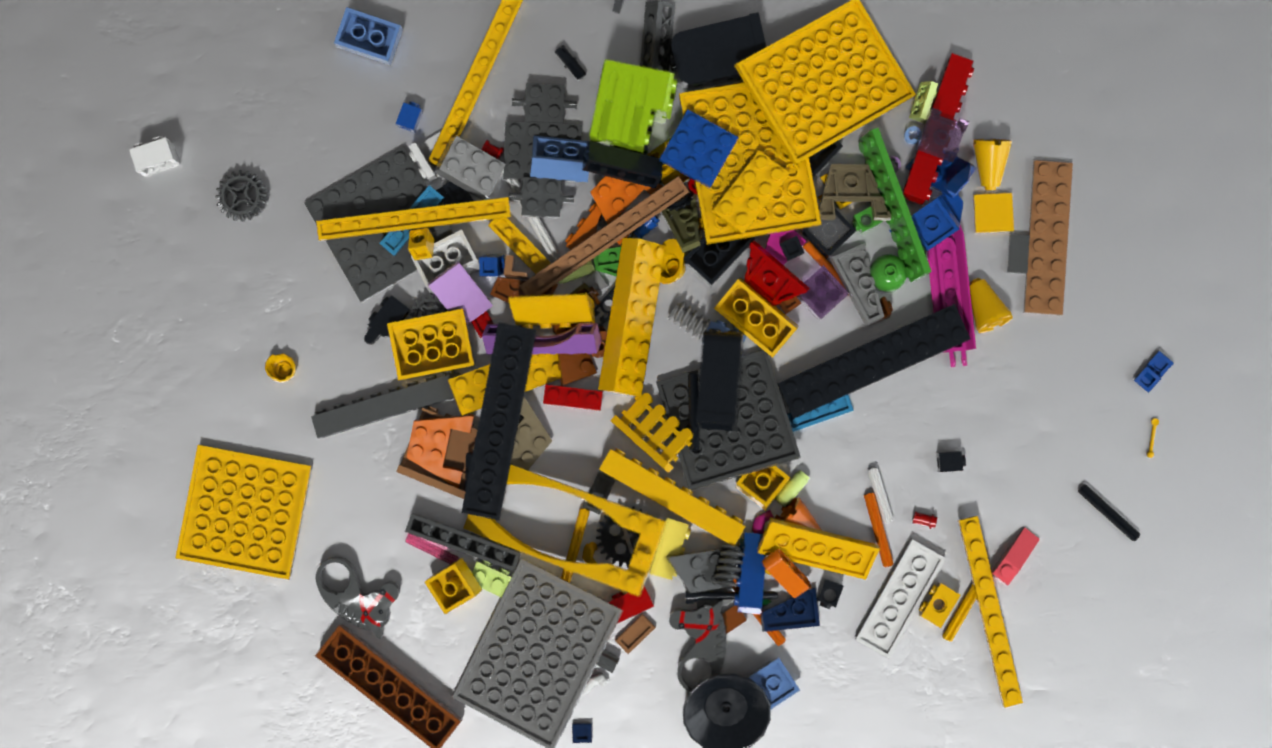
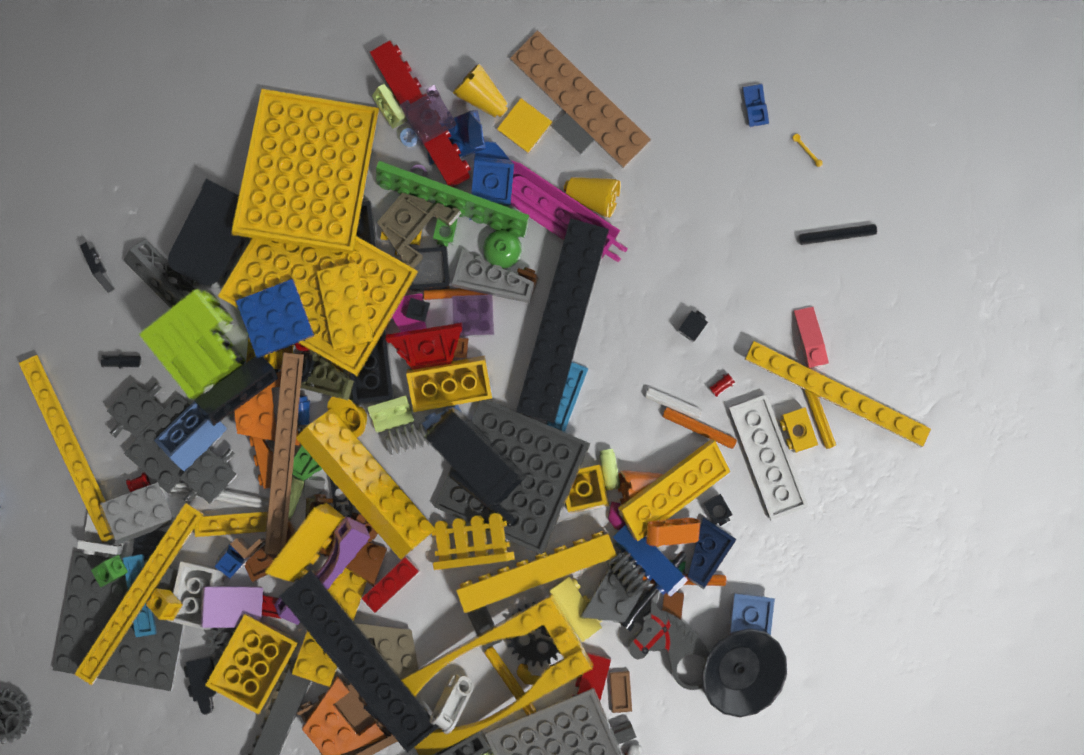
camera: 50 degrees left, 0 degrees up
(409, 116) = (55, 527): blue brick -> none
(411, 183) = (109, 571): none -> bright green brick
(524, 515) = (452, 702): none -> white piece
(698, 293) = (391, 414): none -> yellowish green bracket

